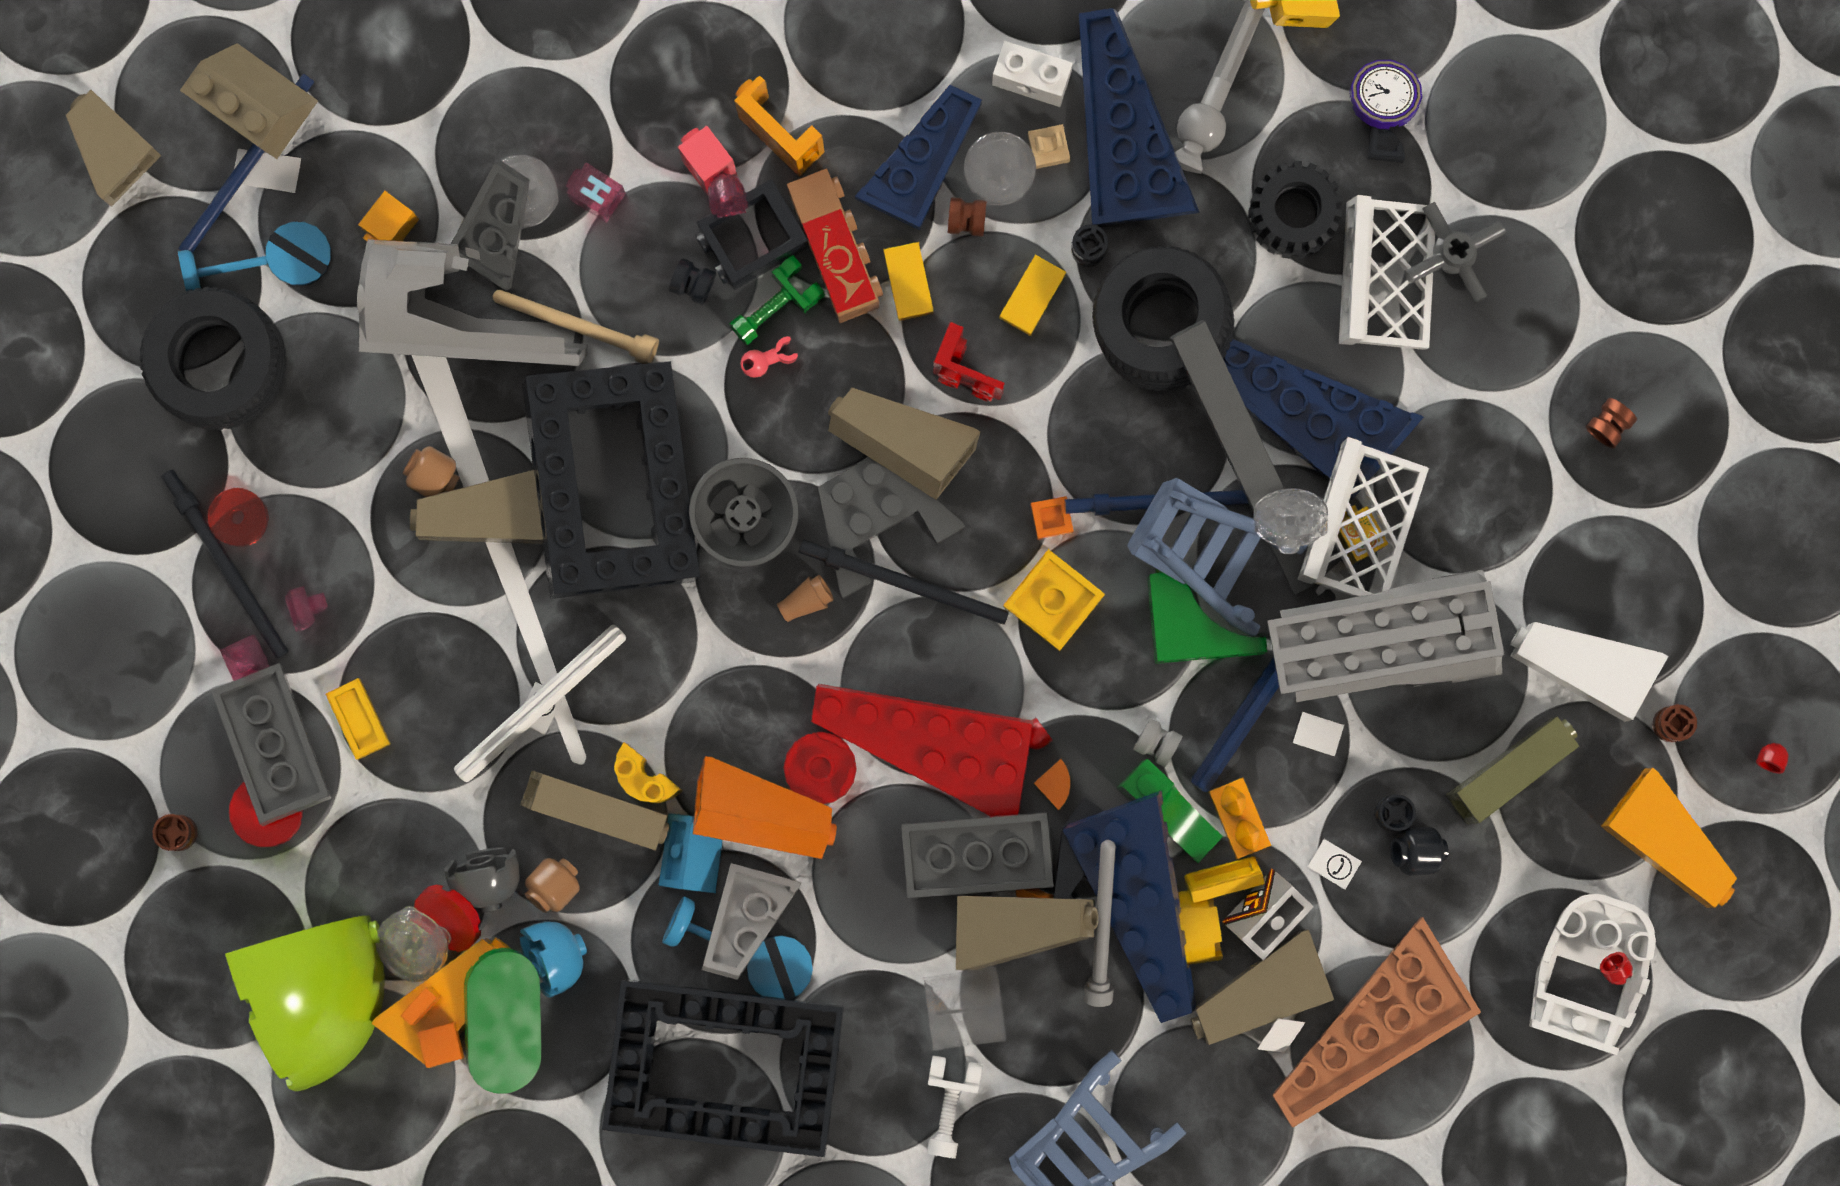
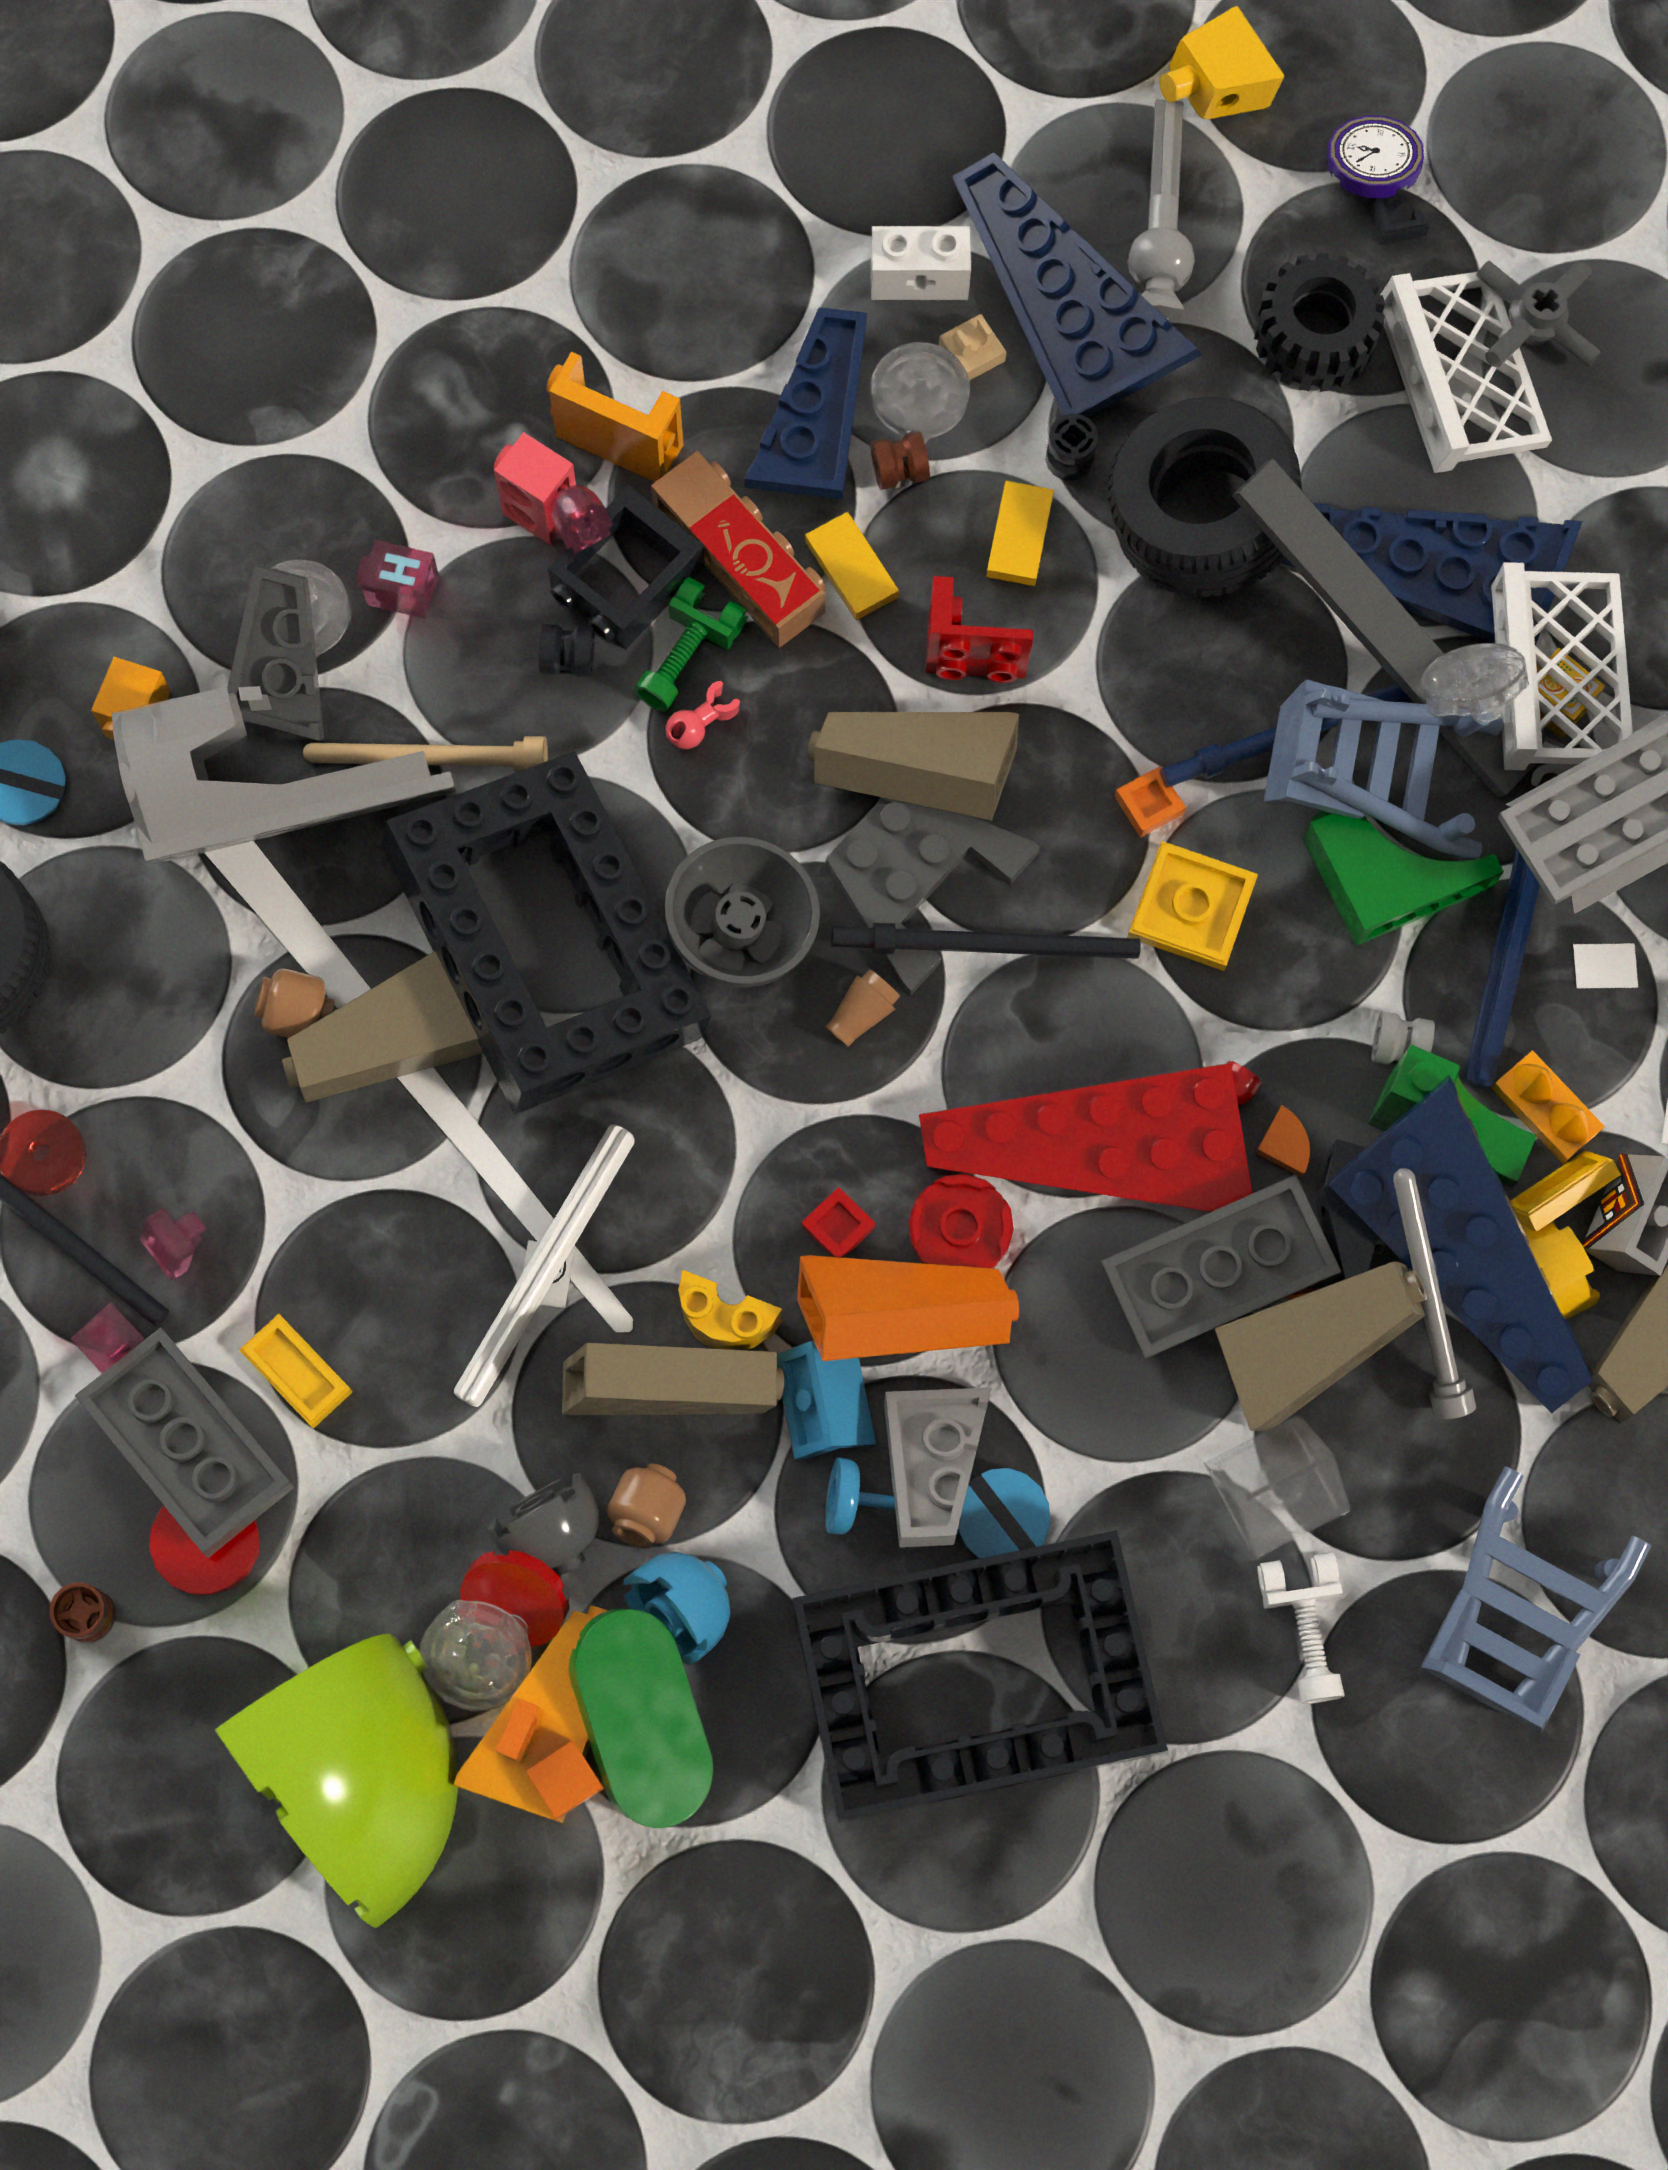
camera: 25 degrees left, 10 degrees down
(739, 741) = (838, 1224): none -> red plate

